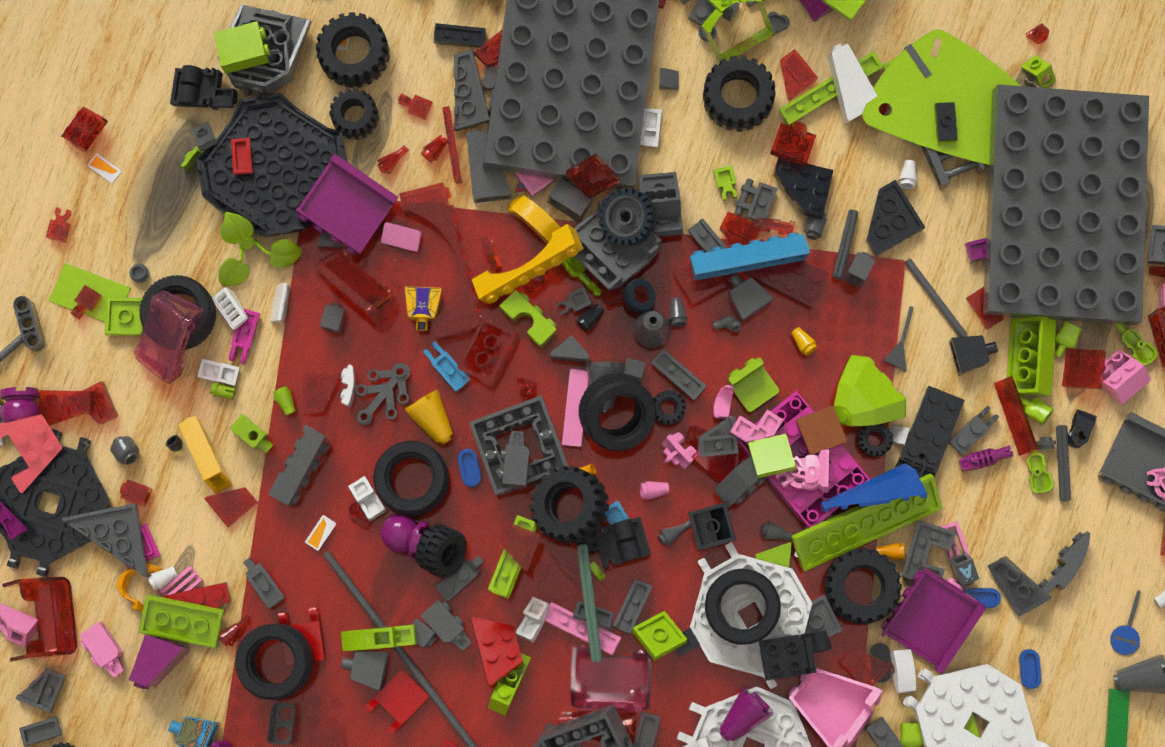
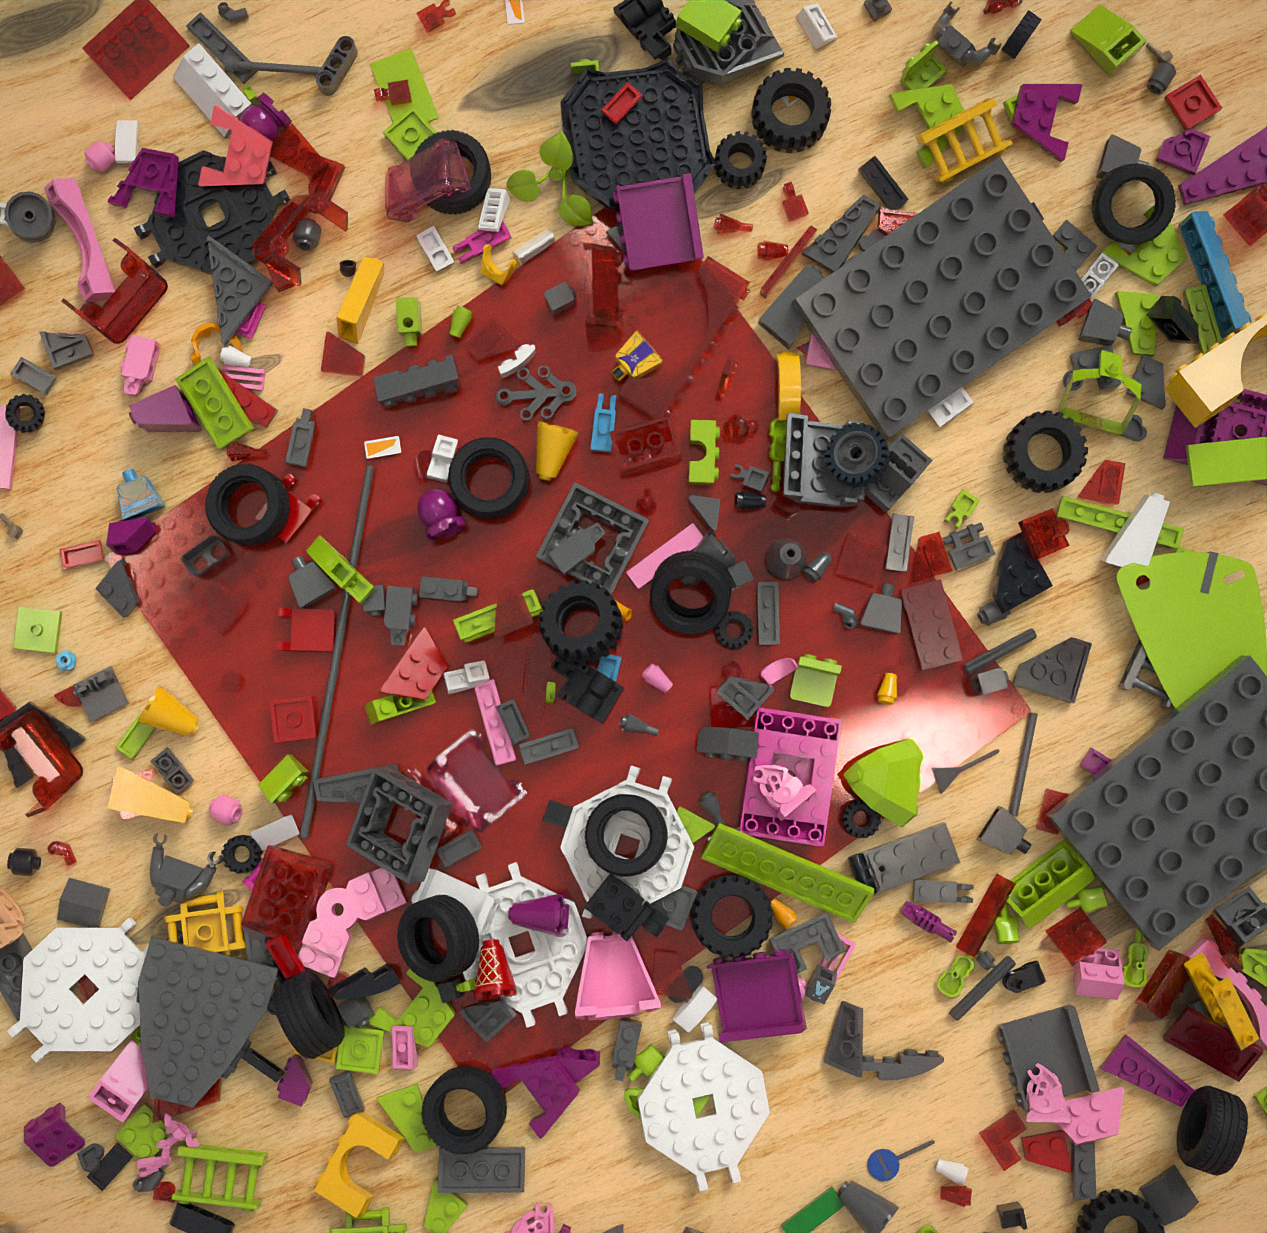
camera: 40 degrees right, 5 degrees up
(111, 480) = (272, 244): none -> clear red windscreen
(139, 273) = (456, 113): dark grey plate -> none
(204, 136) = (611, 59): dark grey plate -> none
(221, 390) = (423, 266): lime pin -> none
(270, 348) = (490, 270): none -> yellow helmet
(401, 237) = (675, 291): bright pink slope -> none
(441, 550) = (452, 554): black tyre -> none
(469, 468) = (540, 516): blue tile -> none
(563, 244) = (783, 424): yellow arch -> none
(569, 200) = (830, 396): dark grey brick -> none
(589, 603) = (518, 710): sand green axle -> none
(592, 176) = (865, 396): clear red plate -> none
(644, 289) = (811, 520): black bush -> none
(659, 635) = (544, 789): lime plate -> none
(668, 79) = (1004, 384): dark grey slope -> none
(676, 452) = (703, 667): bright pink hips -> none
(712, 526) = (669, 752): black slope -> none
(748, 257) = (916, 583): dark azure slope -> none
(750, 432) = (772, 713): bright pink tile -> none
(771, 455) = (768, 748): lime tile -> none
(782, 227) = (966, 588): clear red wing -> none
(821, 430) = (827, 769): dark orange tile -> none
(891, 485) = (836, 867): blue wedge -> none
(899, 434) = (884, 834): white sticker -> none
(908, 176) = (1104, 651): white cone -> none
(946, 121) = (1178, 641): black plate -> none
(987, 596) = (815, 1021): blue tile -> none
(1030, 669) = (789, 1108): blue tile -> none

